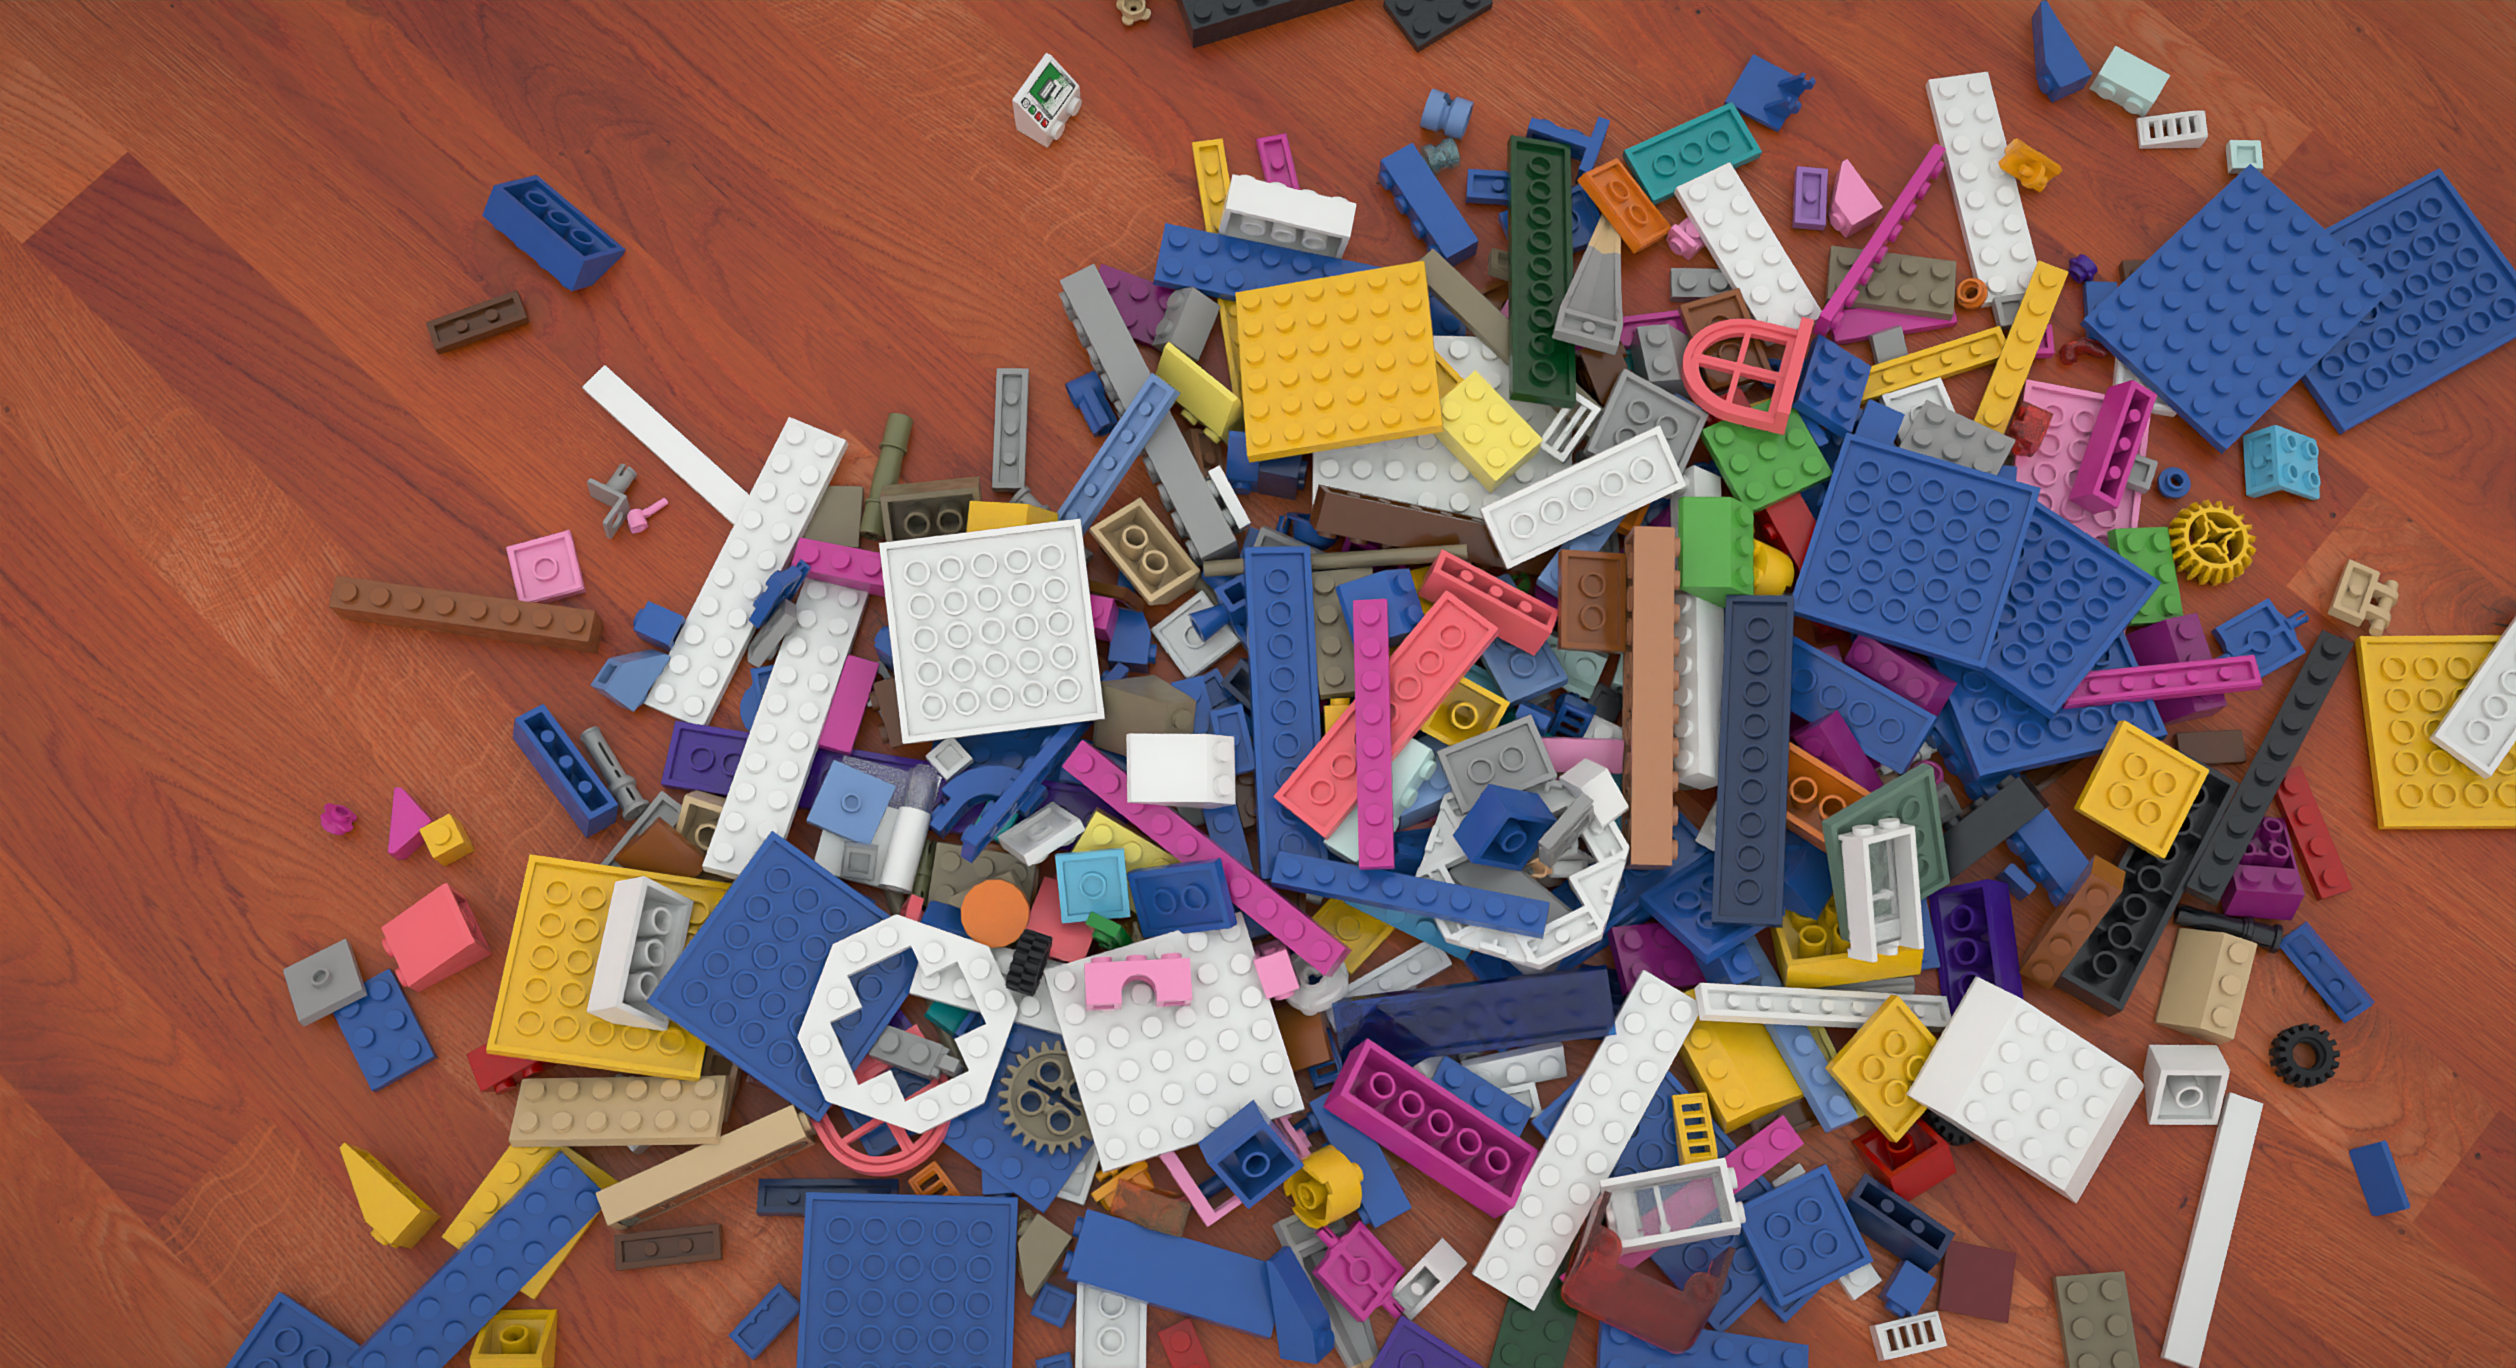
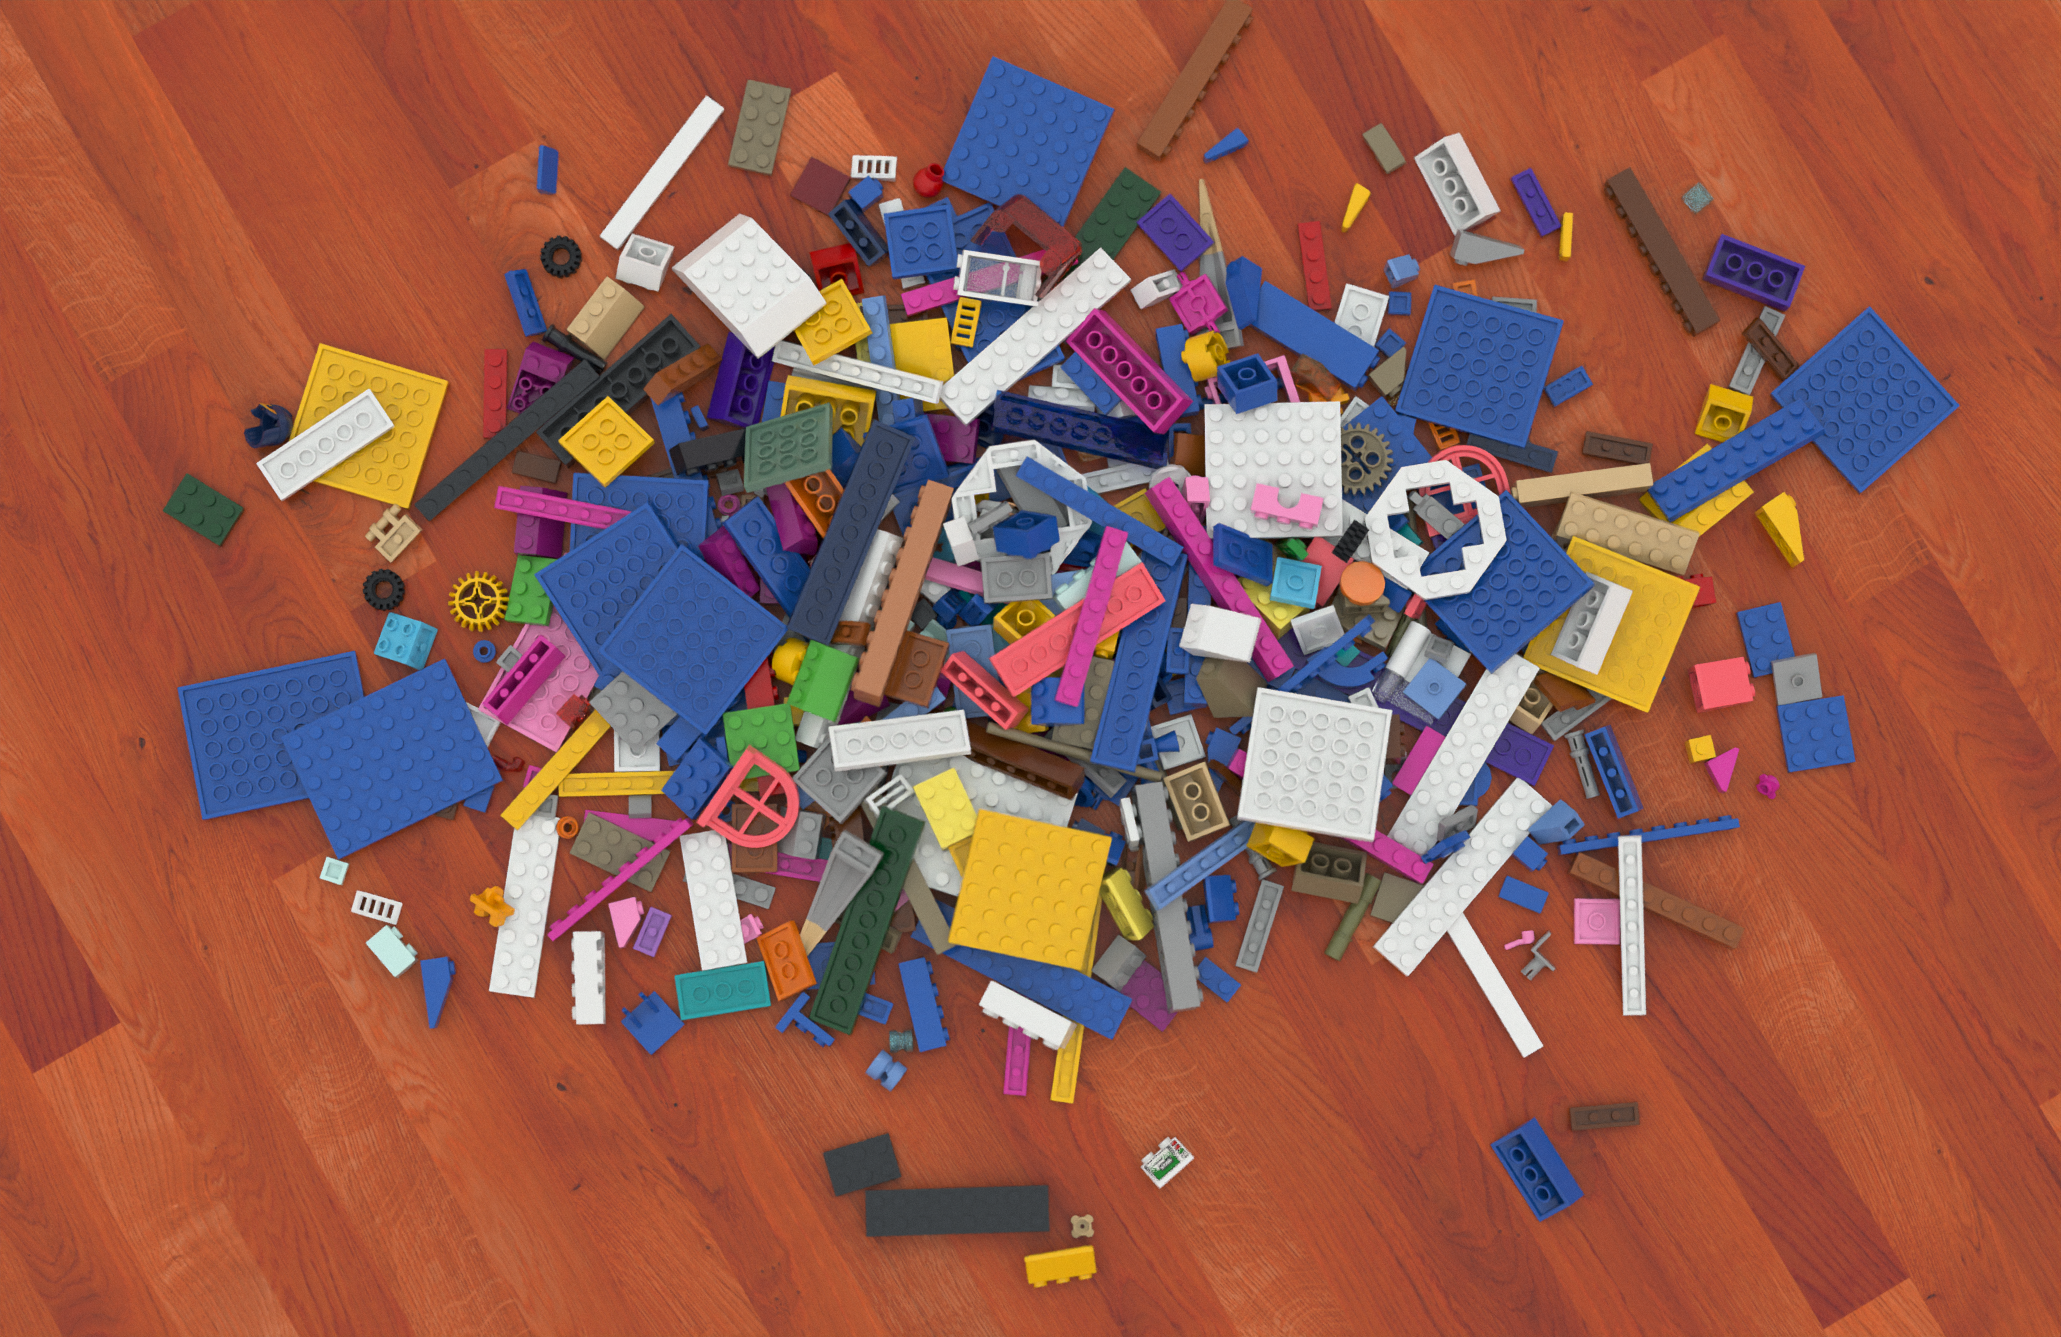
camera: 165 degrees left, 10 degrees up
(282, 915) = (1815, 734): none -> blue plate
(486, 704) = (1658, 833): none -> blue plate
(491, 567) = (1632, 925): none -> white tile
(657, 575) = (1523, 894): none -> blue tile
(1049, 349) = (1217, 980): none -> blue plate
(1072, 439) = (1219, 898): none -> blue slope
(1702, 620) = (851, 633): none -> dark orange tile
(1822, 1337) = (929, 181): none -> red piece
(1870, 120) = (589, 977): none -> white wedge
(1882, 889) = (805, 420): white door -> none
(2082, 268) = (483, 822): dark purple plate -> none
(2264, 634) = (475, 526): blue plate -> none
(2353, 510) = (370, 589): none -> black tyre

